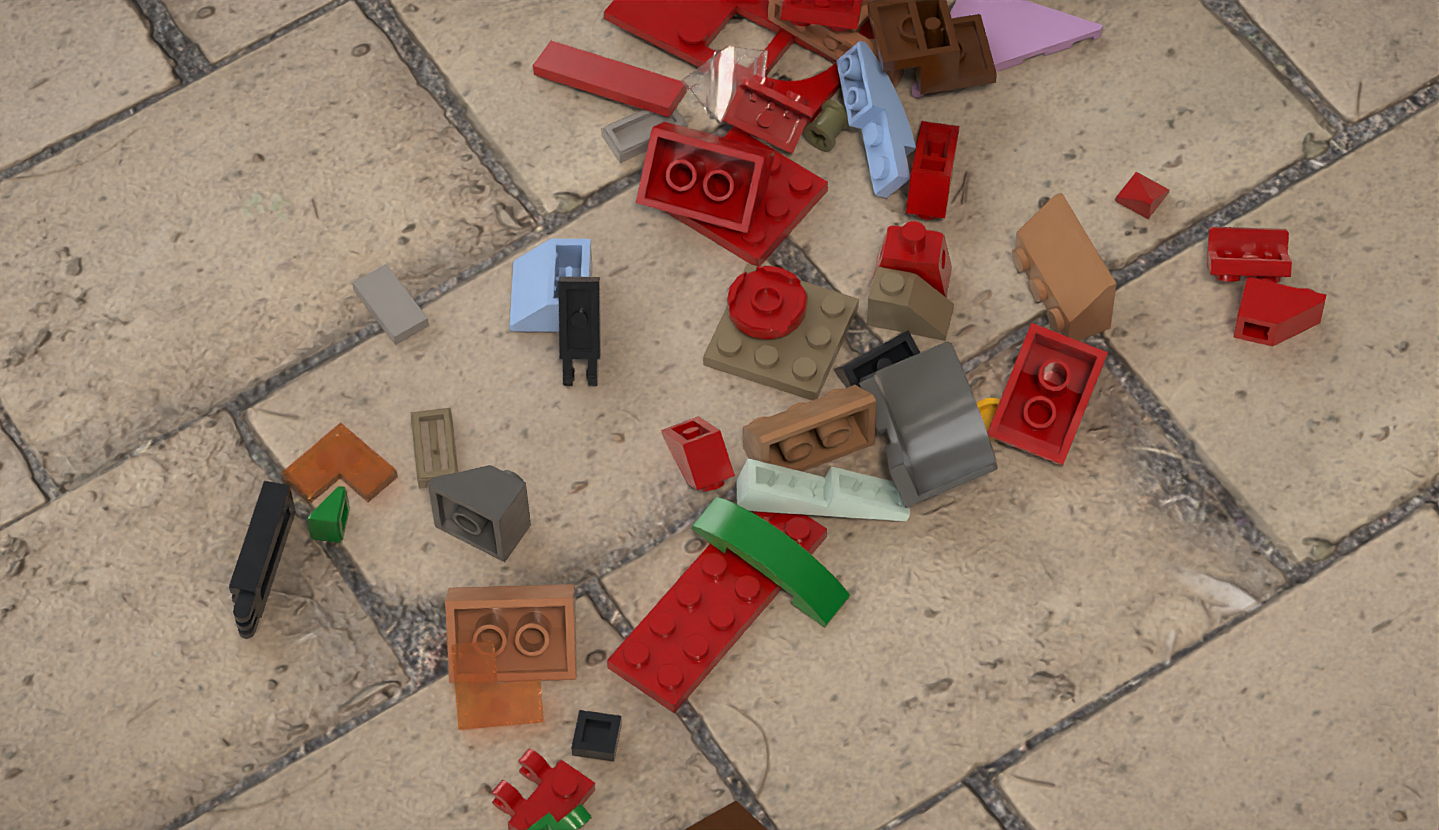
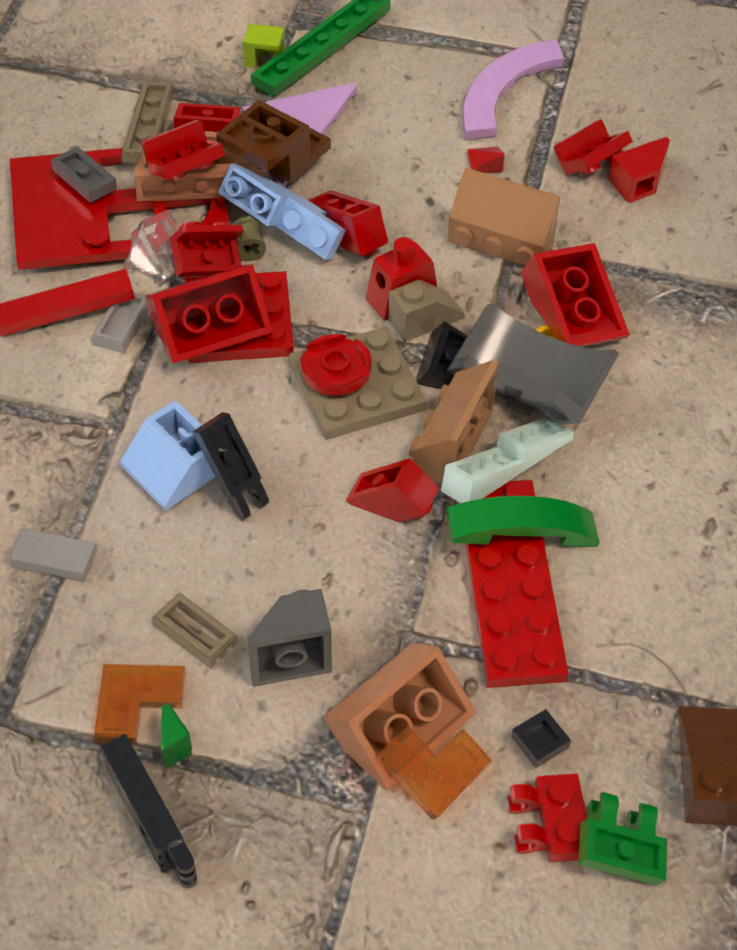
camera: 45 degrees left, 5 degrees down
(1250, 116) = (501, 76): none -> lavender tile

